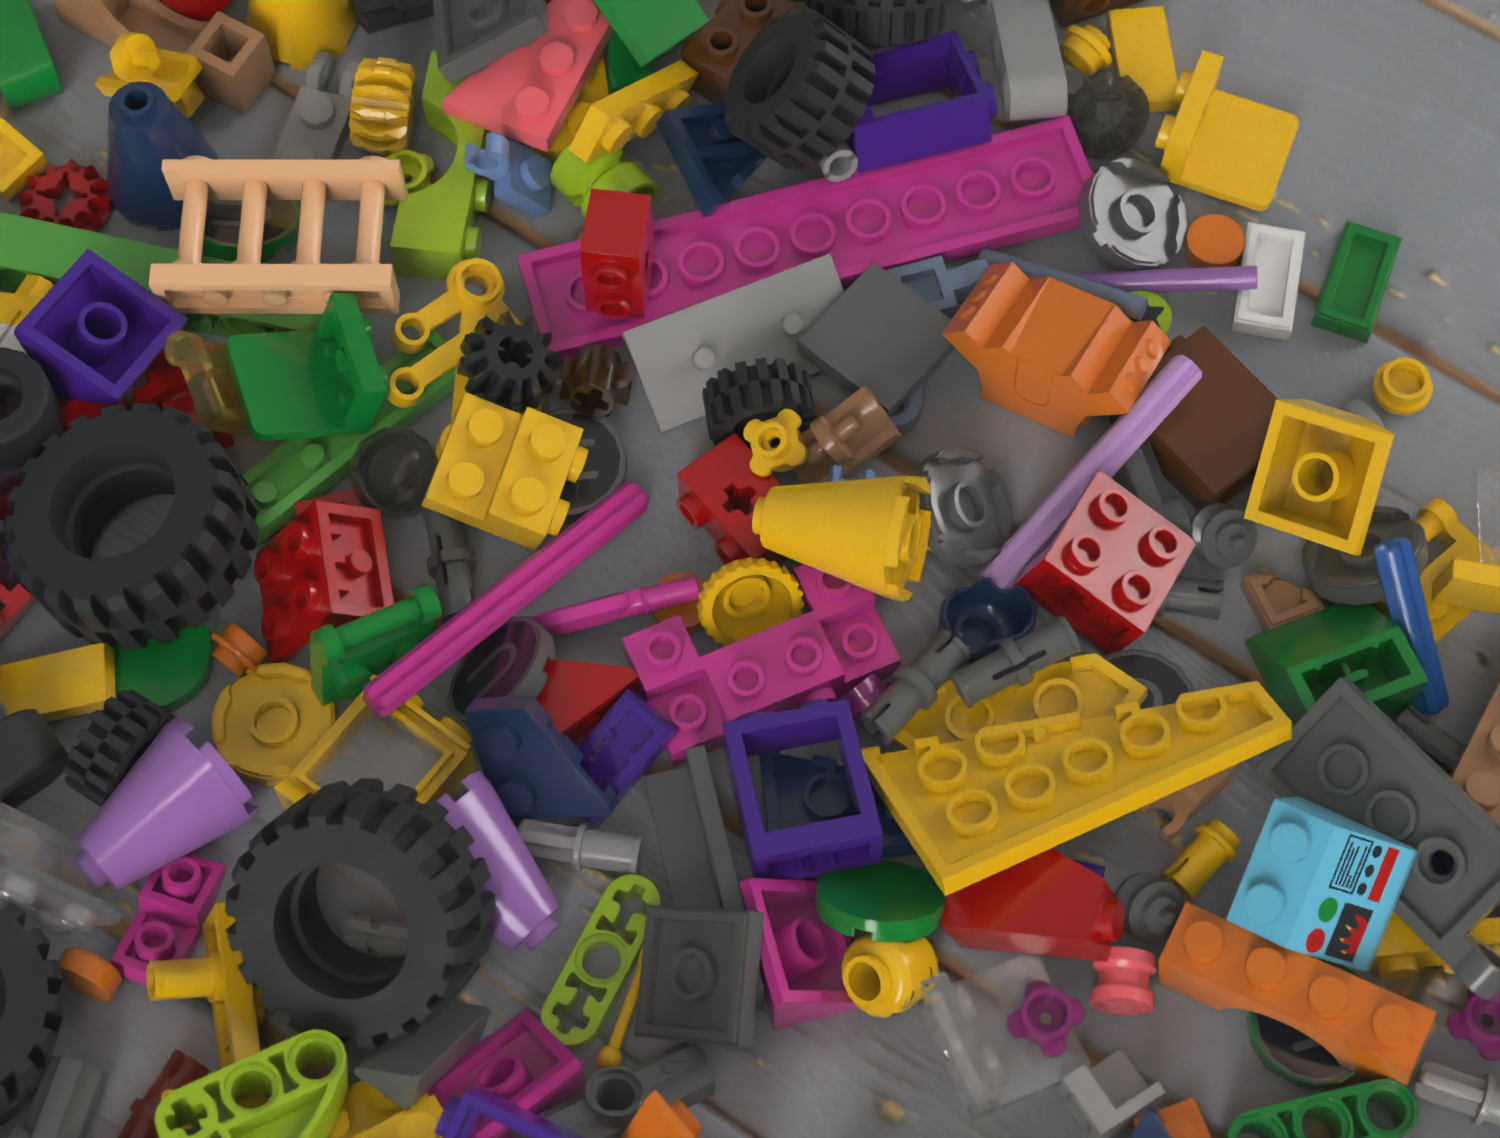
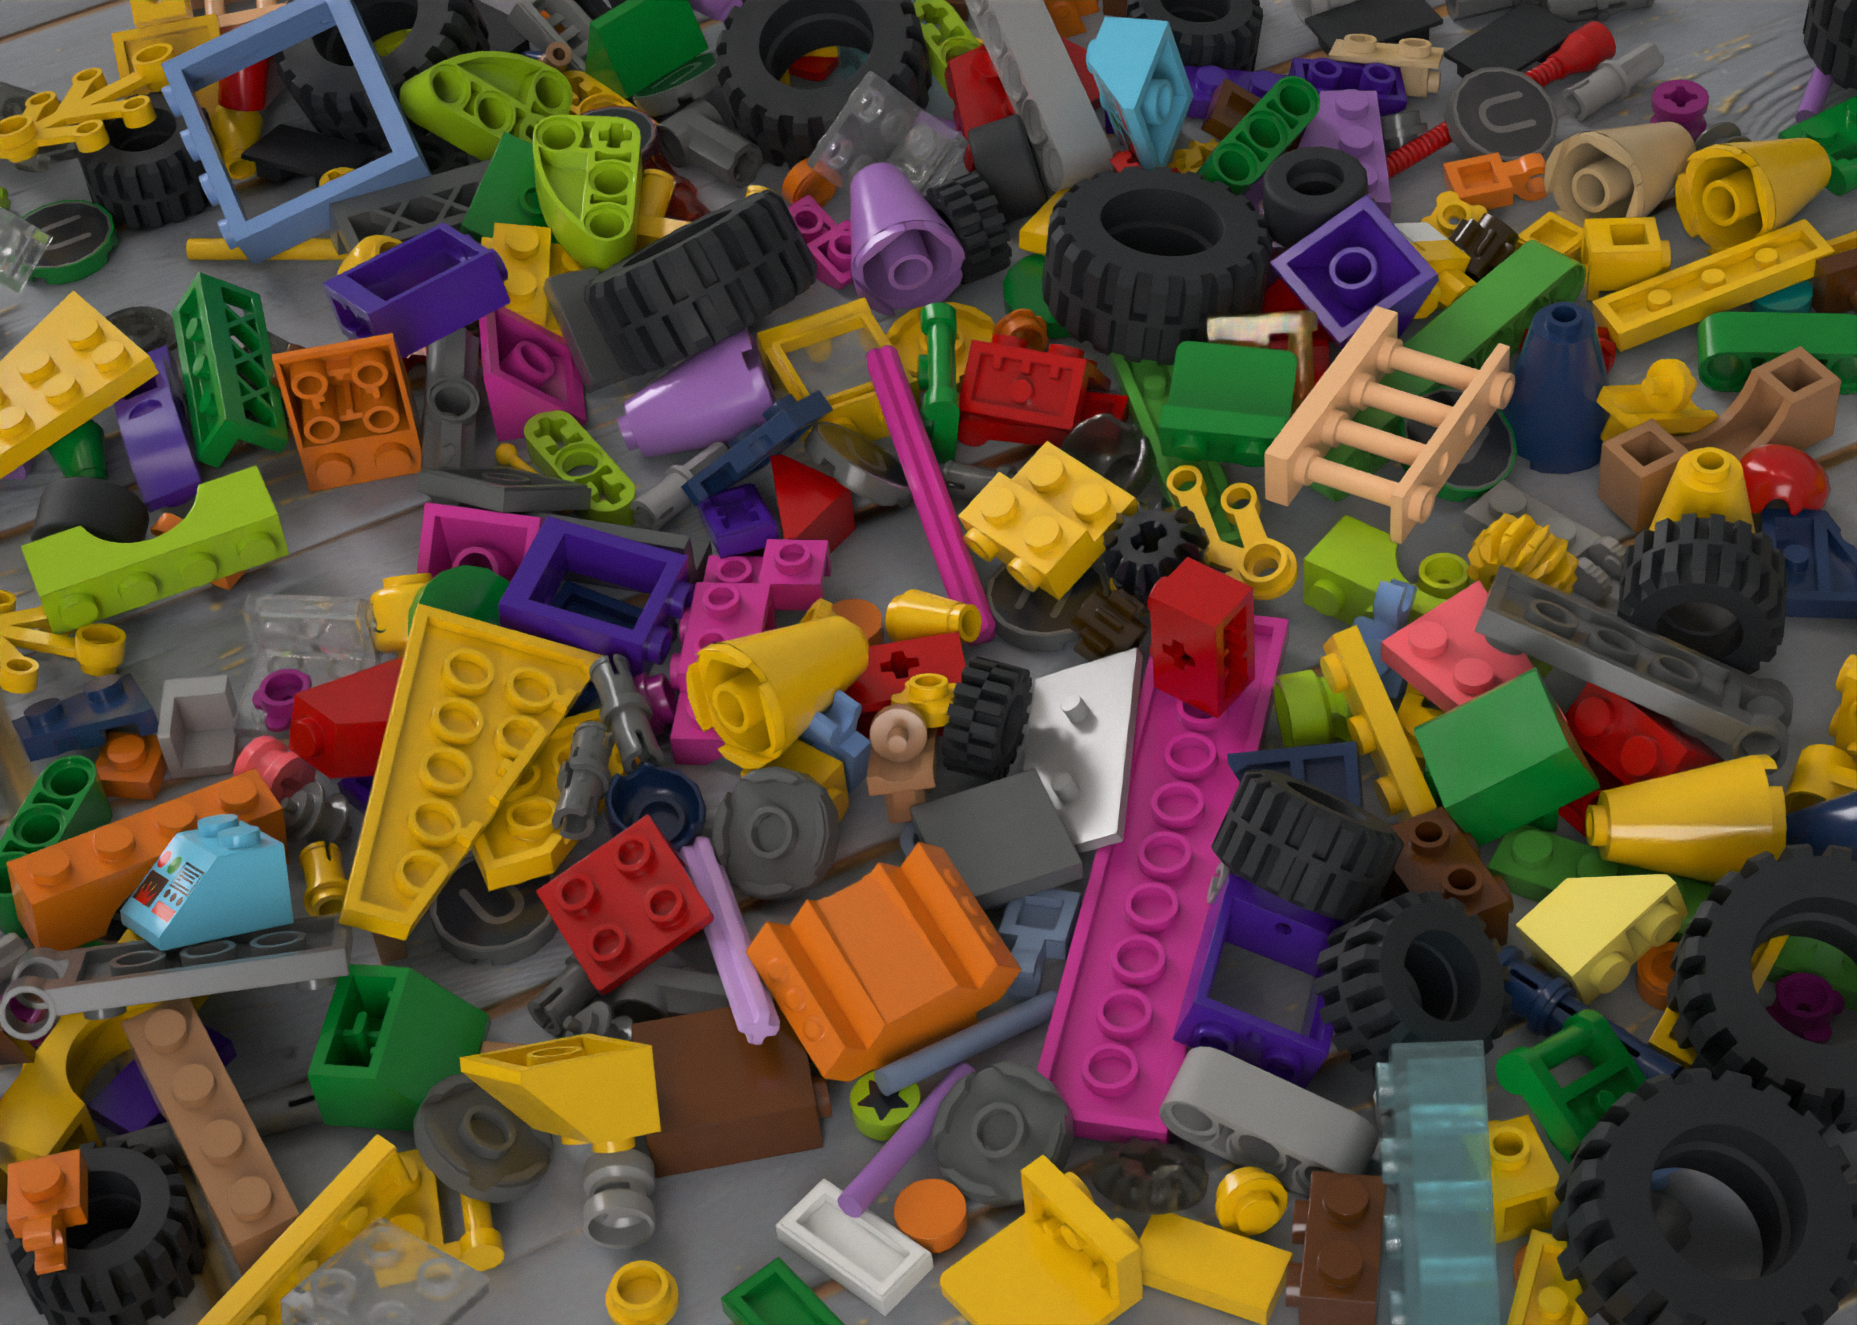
camera: 125 degrees right, 20 degrees down
(618, 606) = (885, 556): dark pink piece -> none
(656, 522) = (926, 614): none -> yellow cone
(1409, 610) = (376, 1109): blue axle -> none

